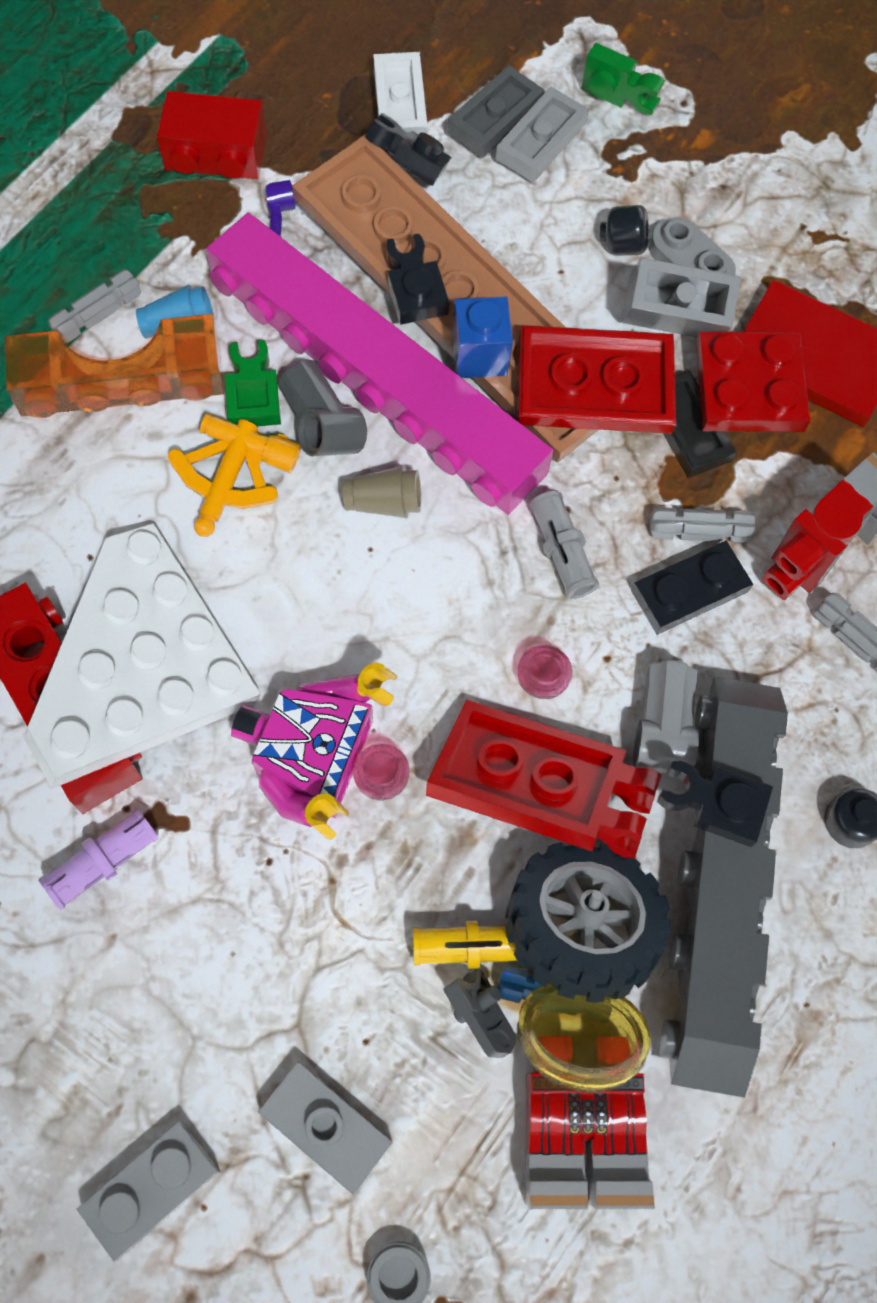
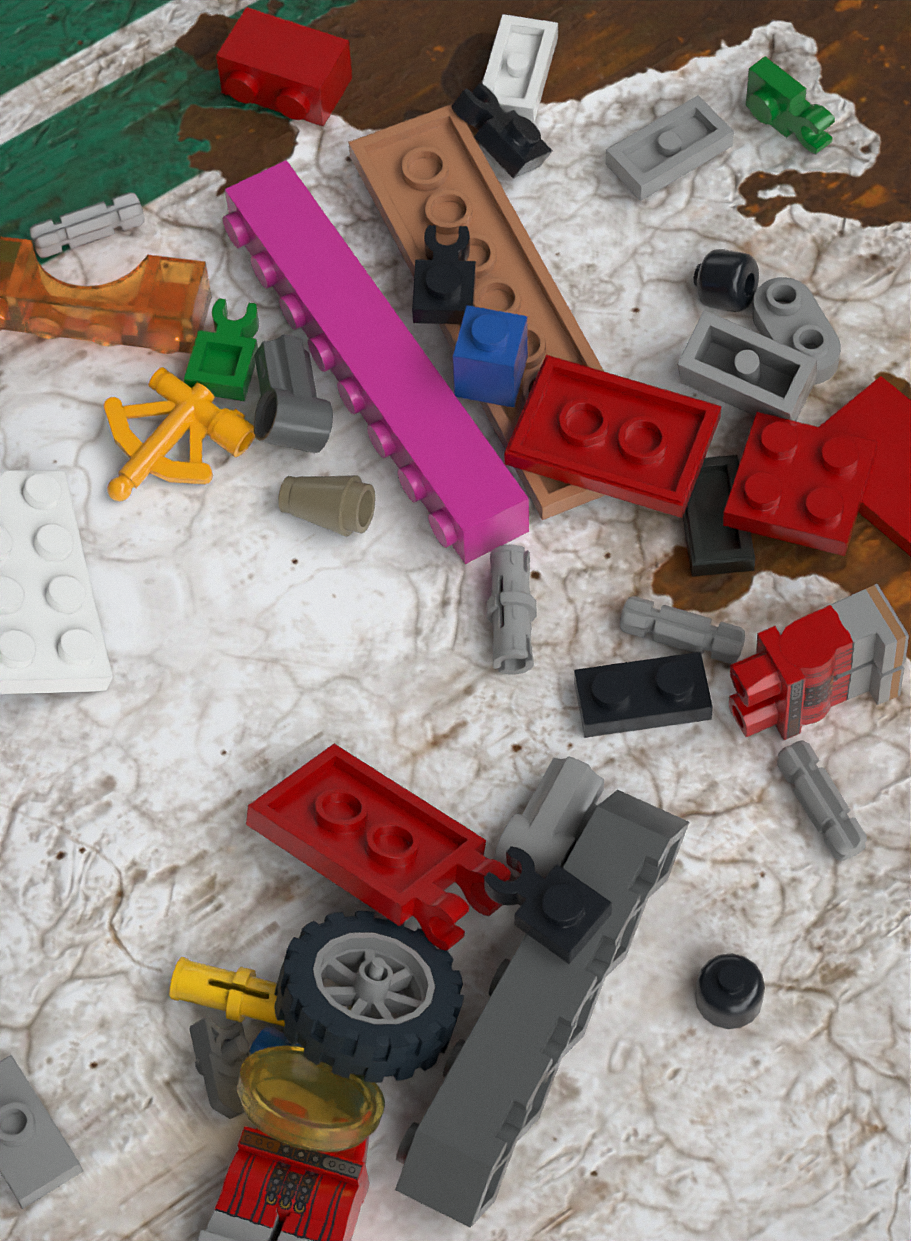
camera: 25 degrees right, 10 degrees down
(180, 303) = (180, 242): dark azure cone -> none
(279, 199) = (332, 154): dark purple hand -> none
(312, 743) = (149, 739): torso -> none
(381, 772) = (212, 793): clear pink plate -> none
(494, 111) = (621, 108): dark grey plate -> none
(544, 672) = (434, 738): clear pink plate -> none

